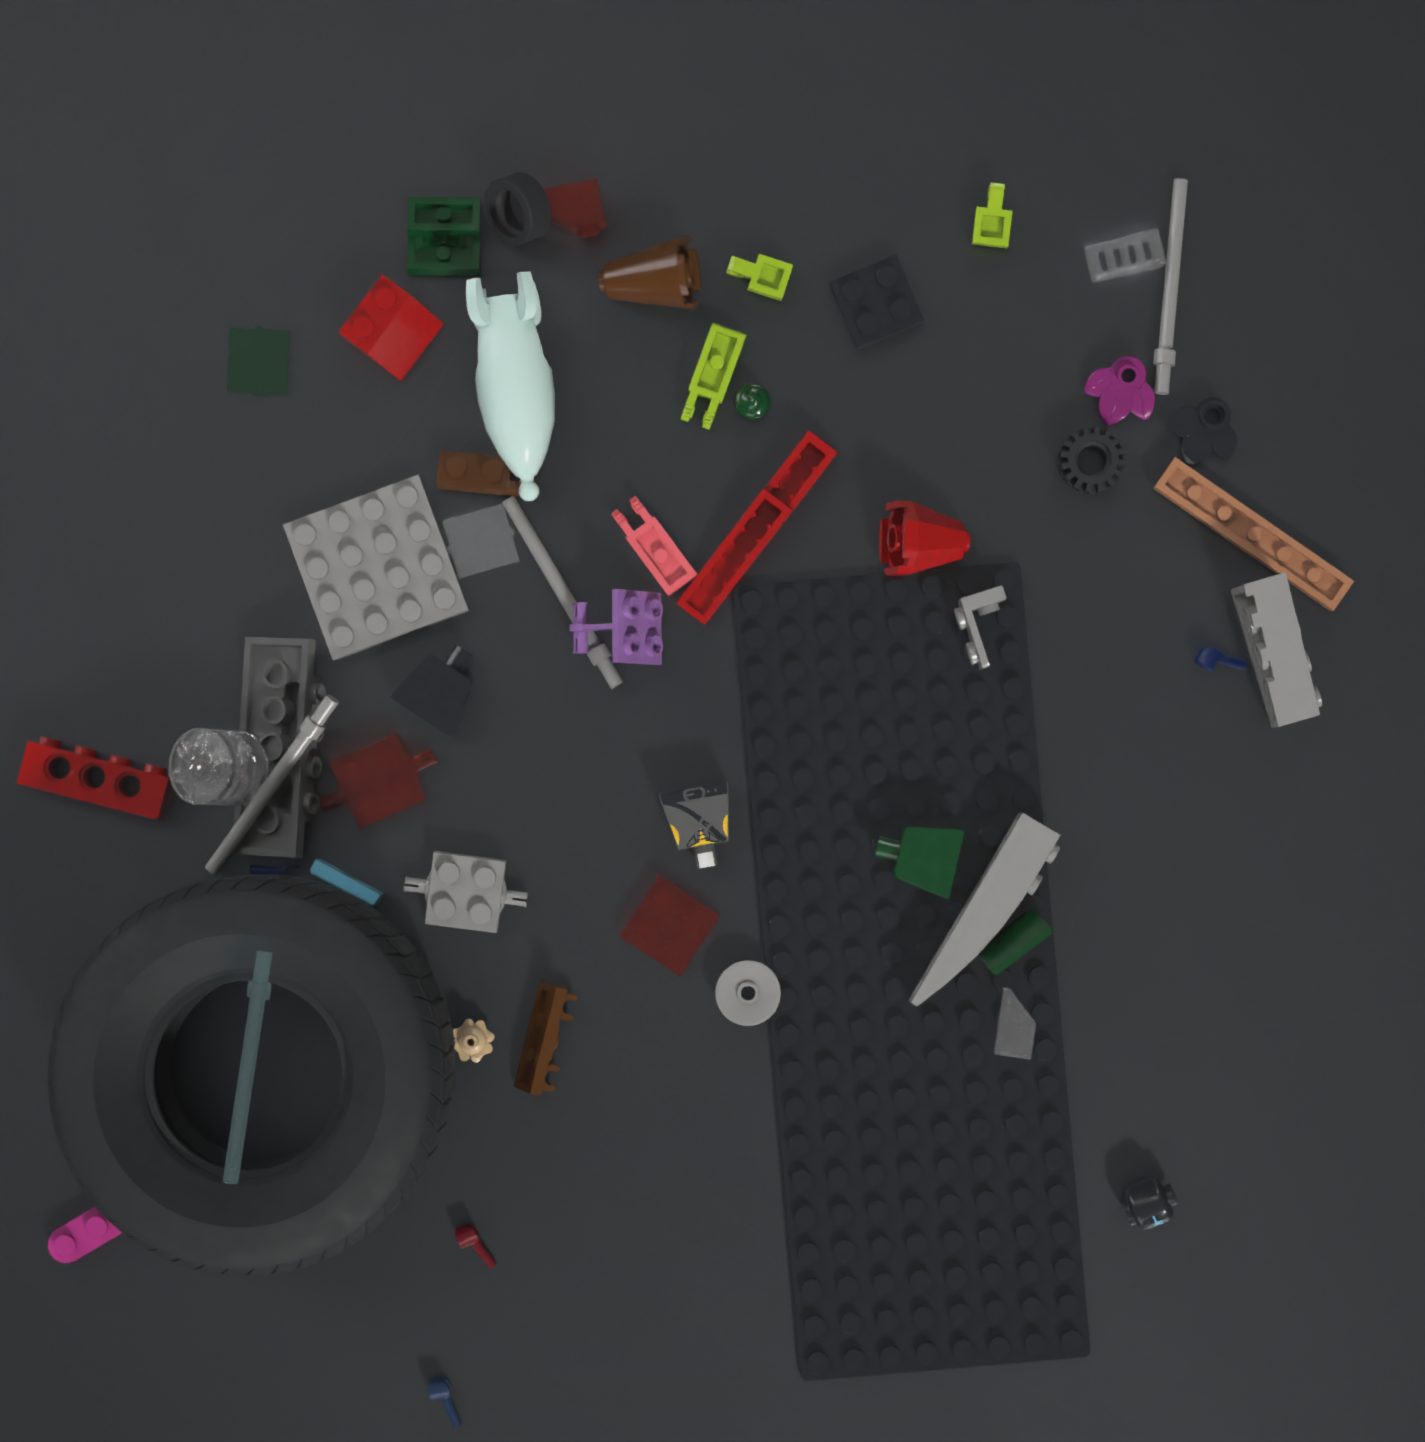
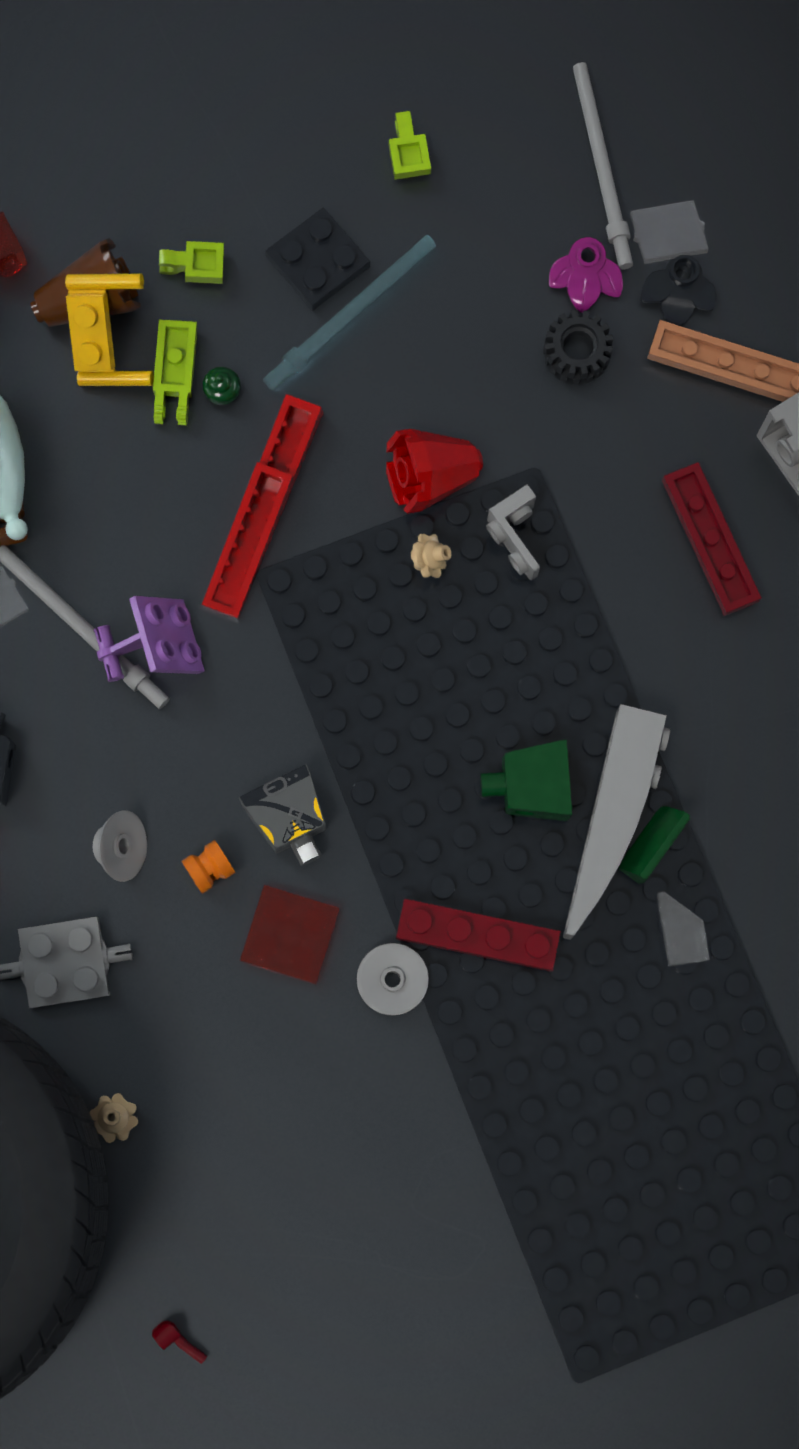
camera: 20 degrees left, 10 degrees down
(542, 1038) = (188, 1092): reddish brown plate -> none
(543, 805) = (121, 845): none -> light grey piece
(615, 845) = (208, 866): none -> orange wheel
(648, 319) = (92, 329): none -> yellow plate
(656, 549) = (165, 555): coral hinge -> none
(828, 395) = (298, 357): none -> clear light blue bar
(834, 977) = (478, 935): none -> dark red plate
(894, 622) = (430, 555): none -> tan plant
(1142, 265) = (555, 130): clear slope -> none
(1156, 677) = (711, 539): none -> dark red plate
(1208, 658) = (759, 502): clear blue hand -> none
(1212, 371) = (669, 231): none -> clear piece

